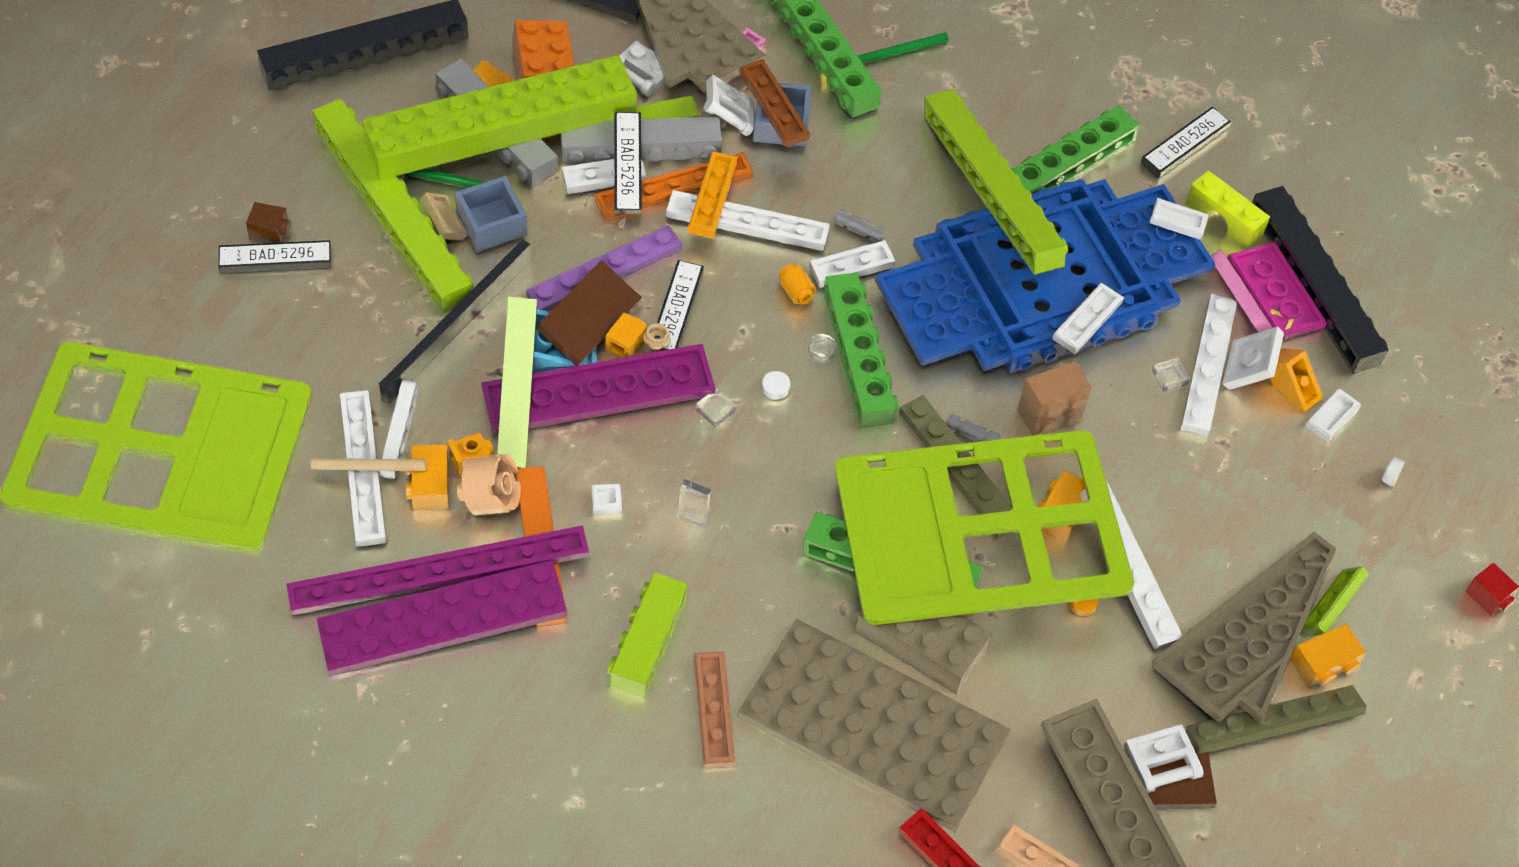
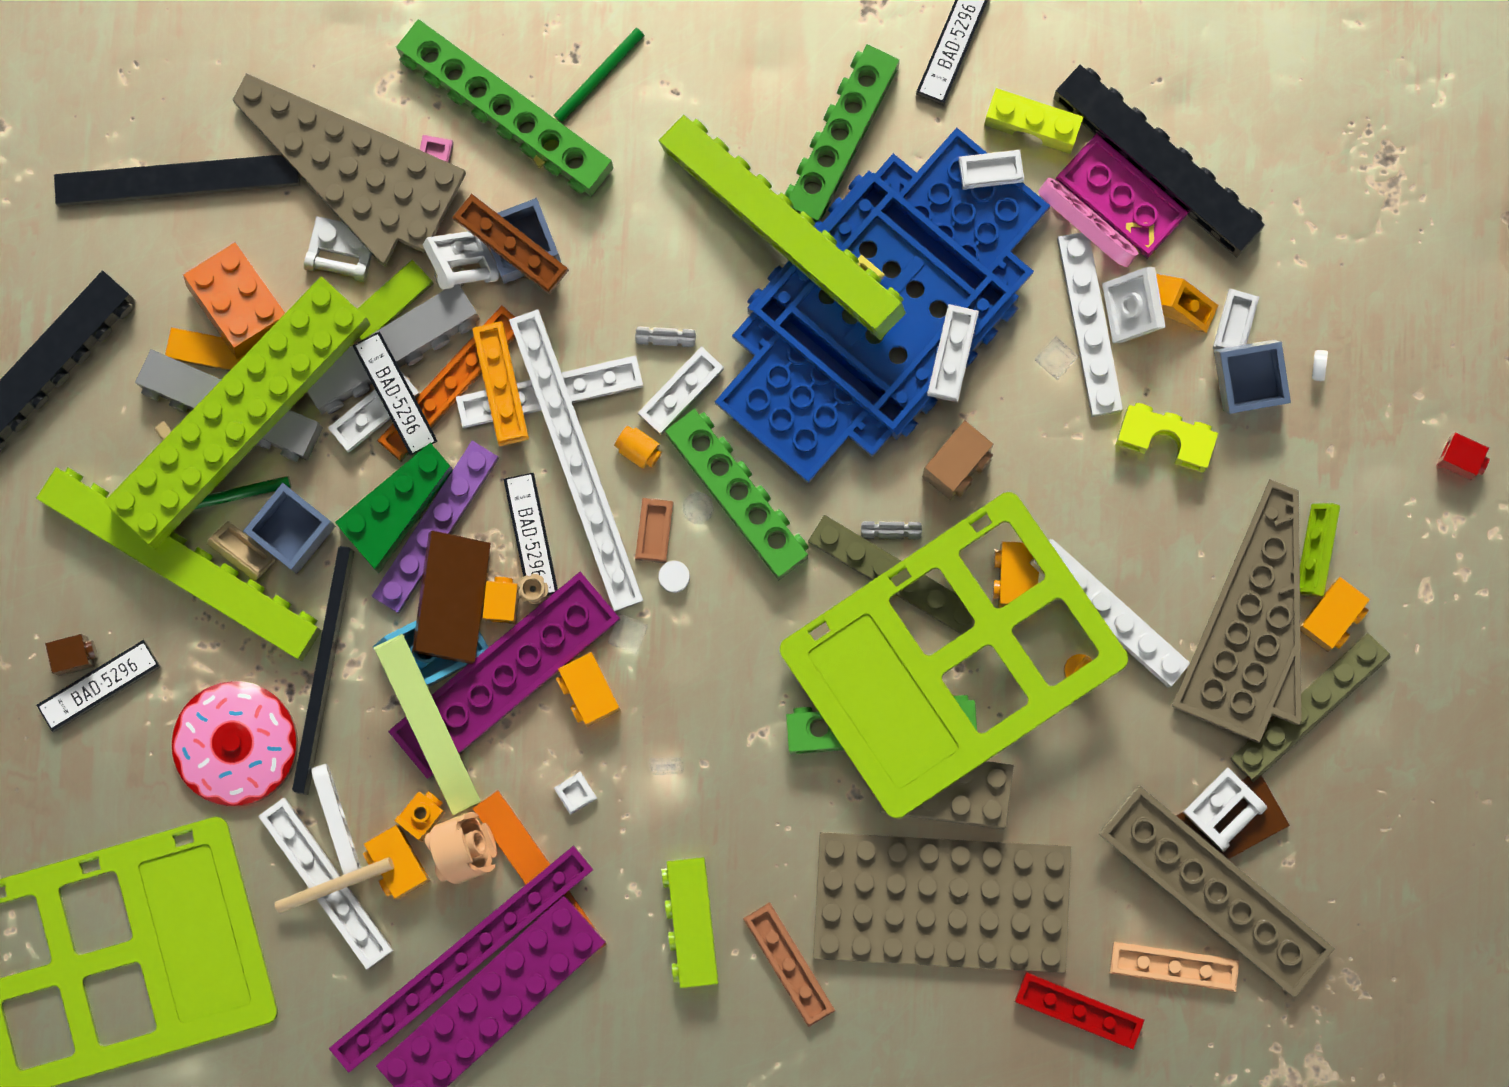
camera: 15 degrees left, 25 degrees up
(353, 341) = (234, 743): none -> bright pink dish
(581, 236) = (395, 506): none -> green wedge
(661, 428) = (588, 690): none -> light orange brick
(742, 271) = (576, 460): none -> white plate
(777, 347) = (654, 530): none -> nougat tile
(1222, 448) = (1193, 442): none -> neon yellow arch
(1332, 447) = (1252, 376): none -> sand blue piece

